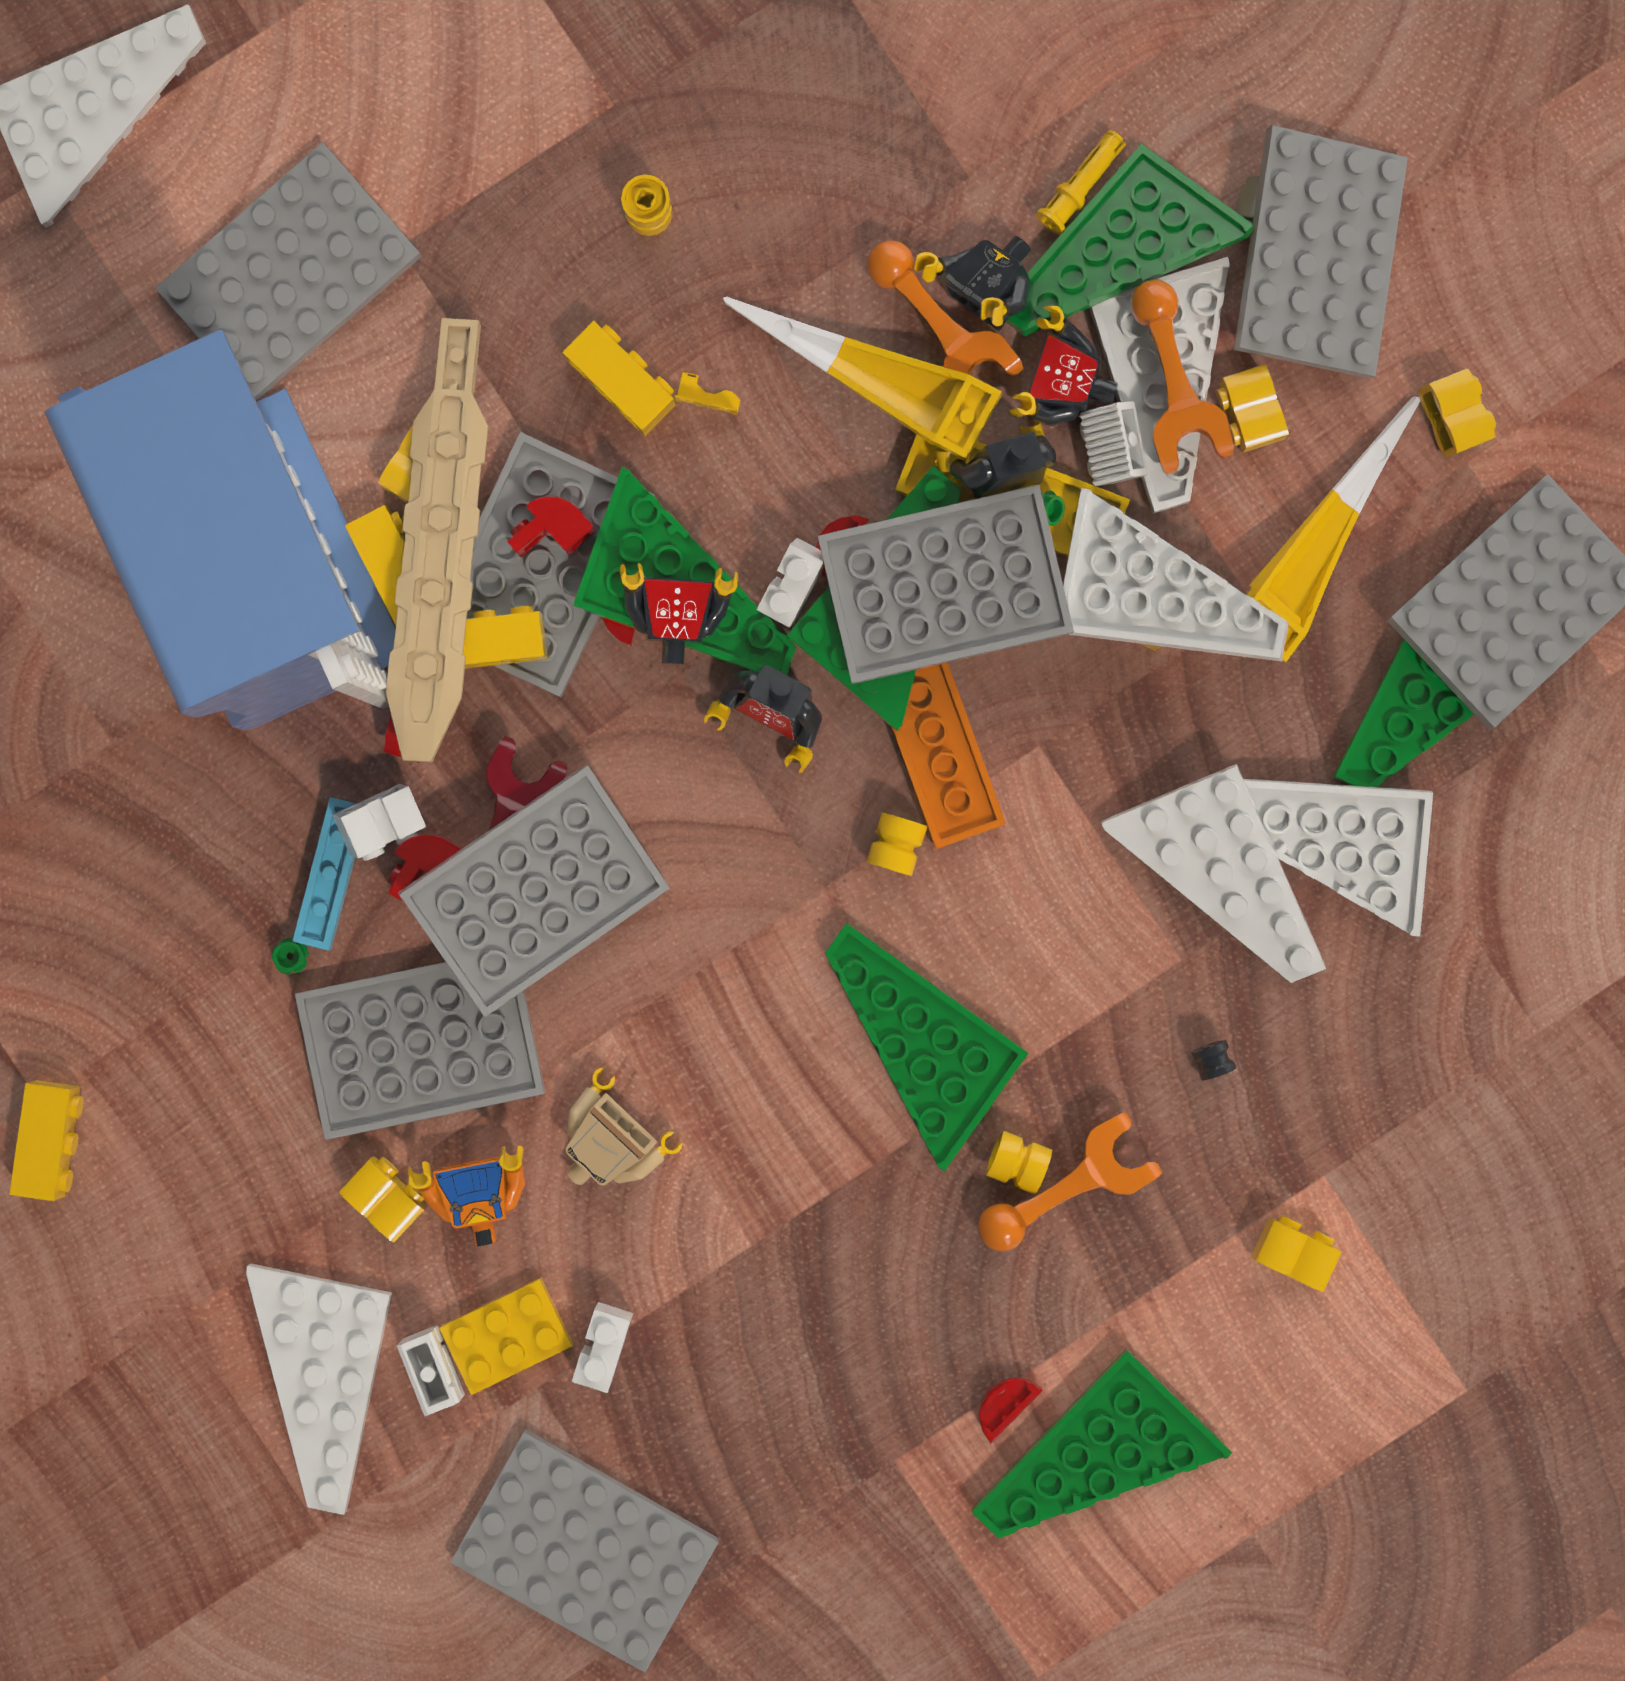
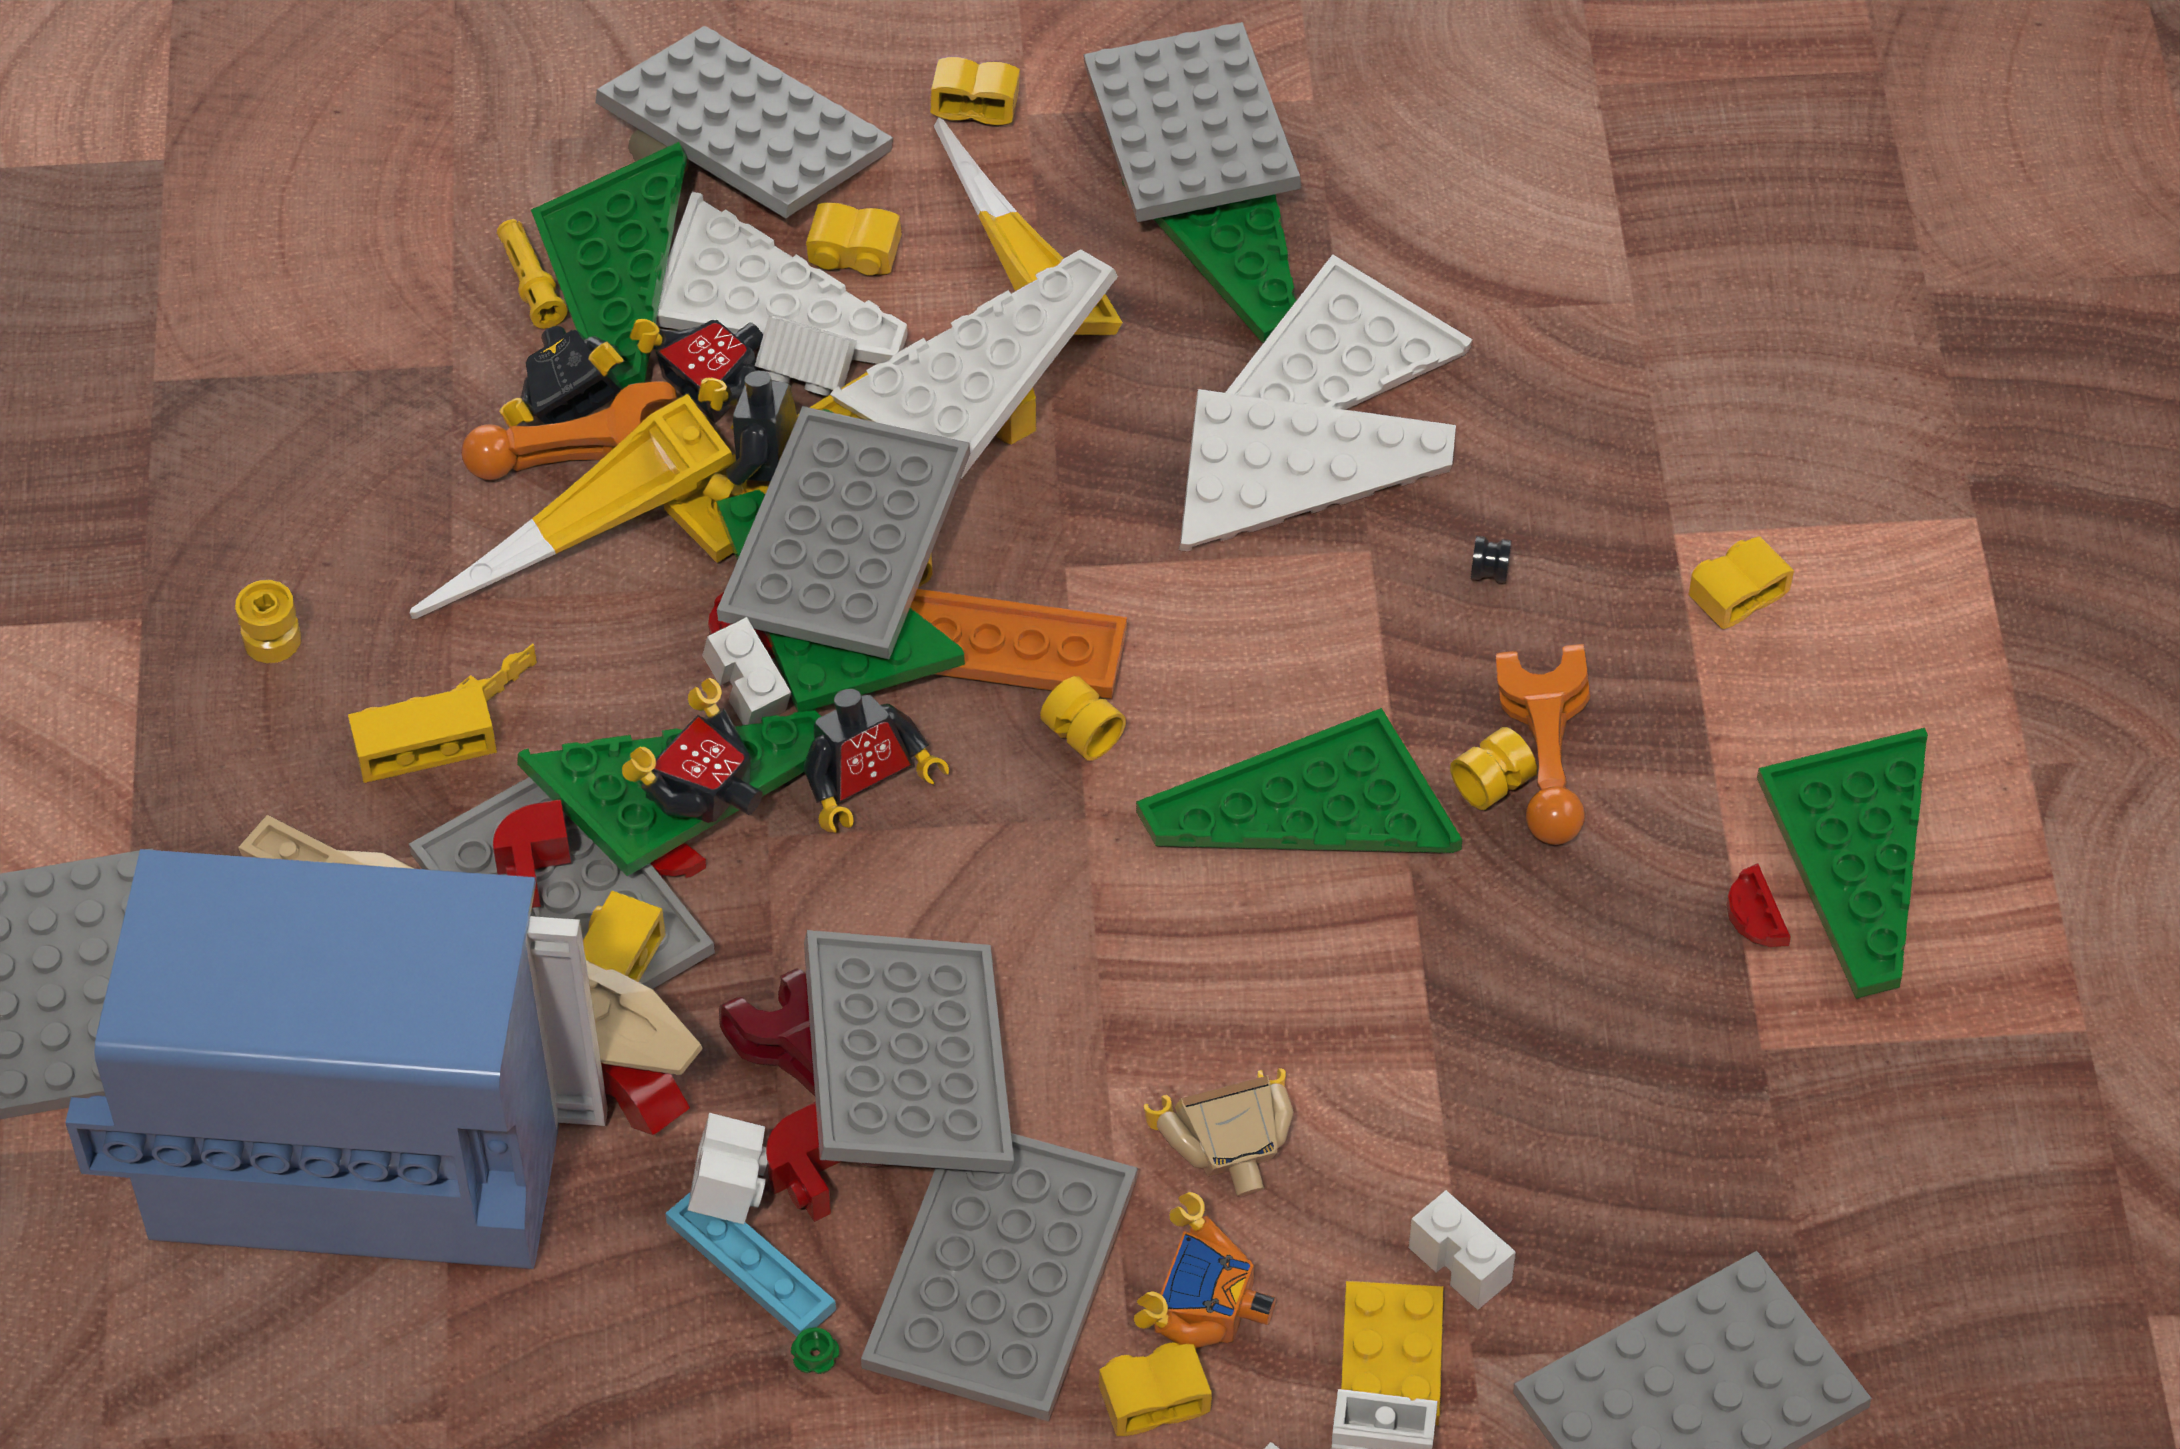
camera: 60 degrees left, 35 degrees down
(1154, 307) = (806, 274): orange piece -> none

